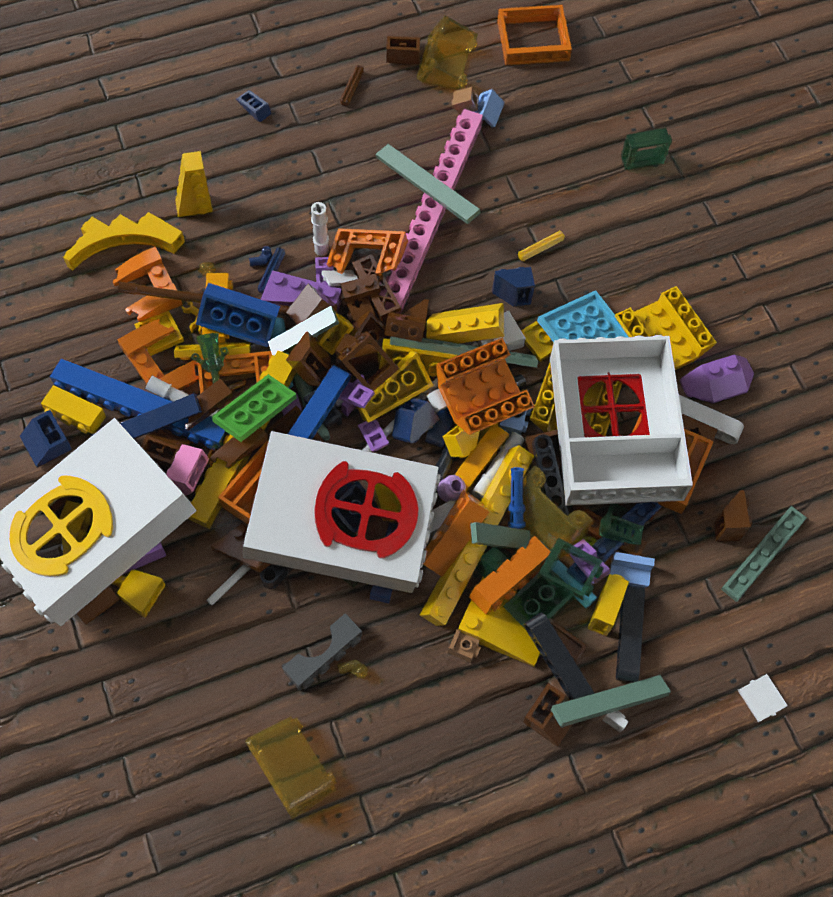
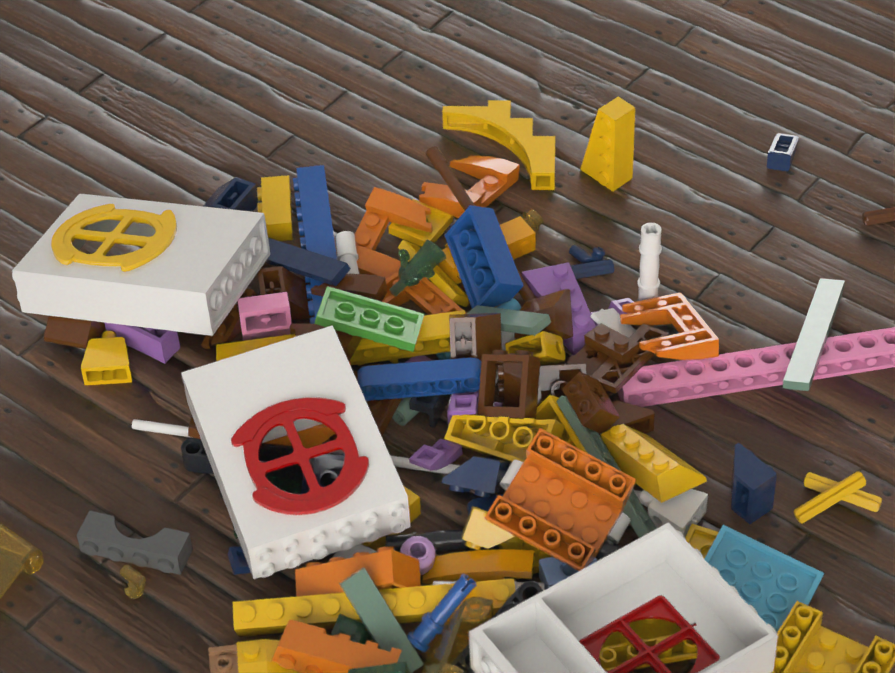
camera: 65 degrees right, 20 degrees down
(545, 259) = (829, 497): none -> yellow axle

